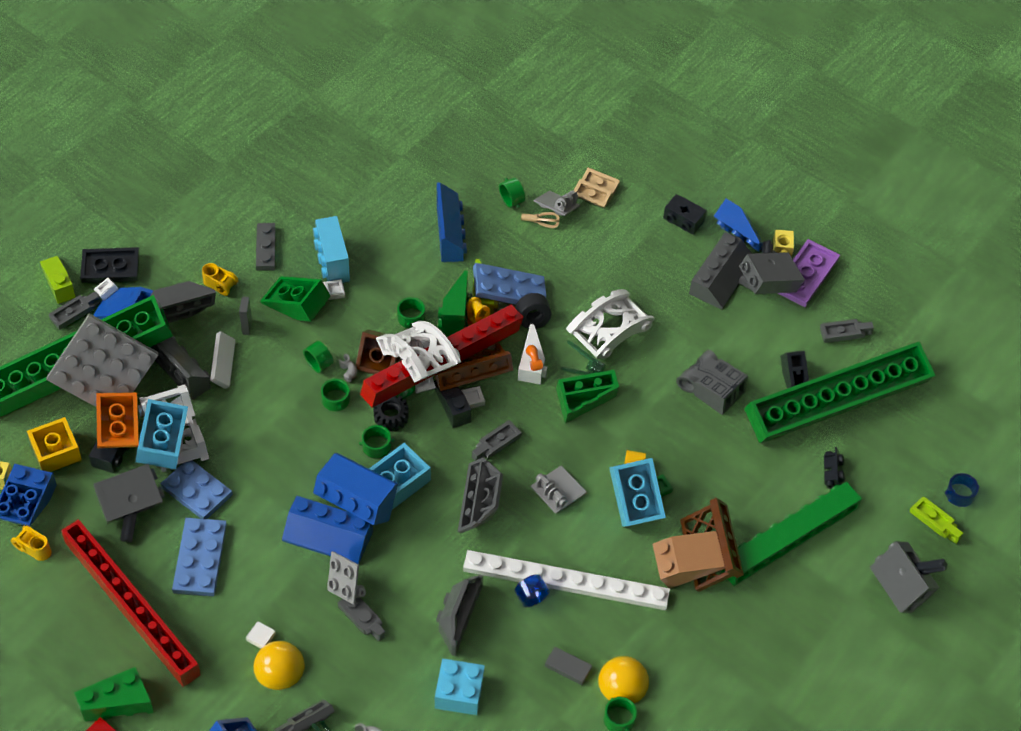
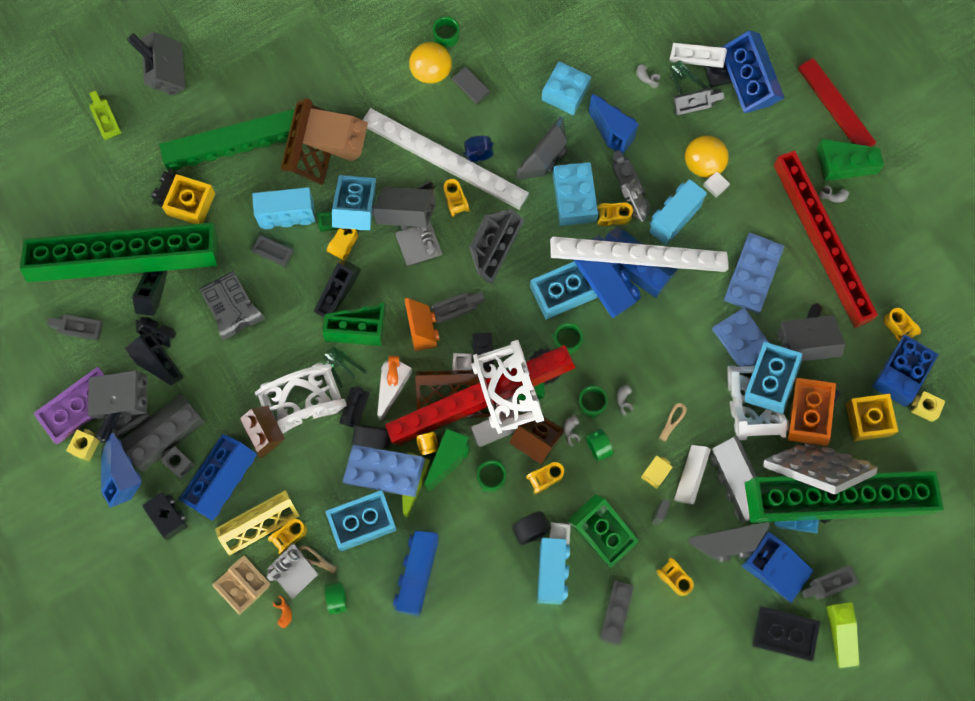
camera: 160 degrees left, 20 degrees up
(106, 289) = (795, 599): white tile -> none
(119, 659) = (837, 198): none -> light grey arm
(253, 395) = (668, 426): none -> tan piece
(257, 352) = (657, 471): none -> light yellow brick
(296, 580) = (677, 211): none -> medium azure brick
(308, 409) = (621, 396): none -> light grey arm
(324, 514) = (638, 254): none -> white plate
(358, 323) = (544, 477): none -> yellow piece
(361, 278) = (531, 528): none -> black tyre
(369, 569) = (613, 214): none -> yellow piece
(391, 651) = (612, 124): none -> blue slope
(413, 576) = (575, 194): none -> medium azure brick
(514, 246) = (361, 520): none -> medium azure brick
(525, 402) = (421, 325): none -> orange slope
(535, 537) = (456, 200): none -> yellow piece
(548, 177) = (286, 616): none -> orange arm
(558, 333) = (355, 407): none -> black hinge
(572, 228) = (286, 535): none -> yellow piece
(583, 506) = (405, 206): none -> dark grey piece
(605, 231) = (256, 516): none -> light yellow fence
(619, 425) = (337, 288): none -> black slope
(632, 283) = (262, 430): none -> reddish brown slope
(655, 251) = (218, 476): none -> blue slope
(695, 252) = (183, 467): none -> dark grey brick
(700, 444) = (272, 251): none -> dark grey tile
(705, 473) = (284, 208): none -> medium azure brick
(758, 319) = (152, 357): none -> black slope
(764, 345) = (162, 334): none -> black hinge
(803, 458) = (188, 200): none -> yellow brick
(967, 480) = (60, 125): clear blue piece -> none

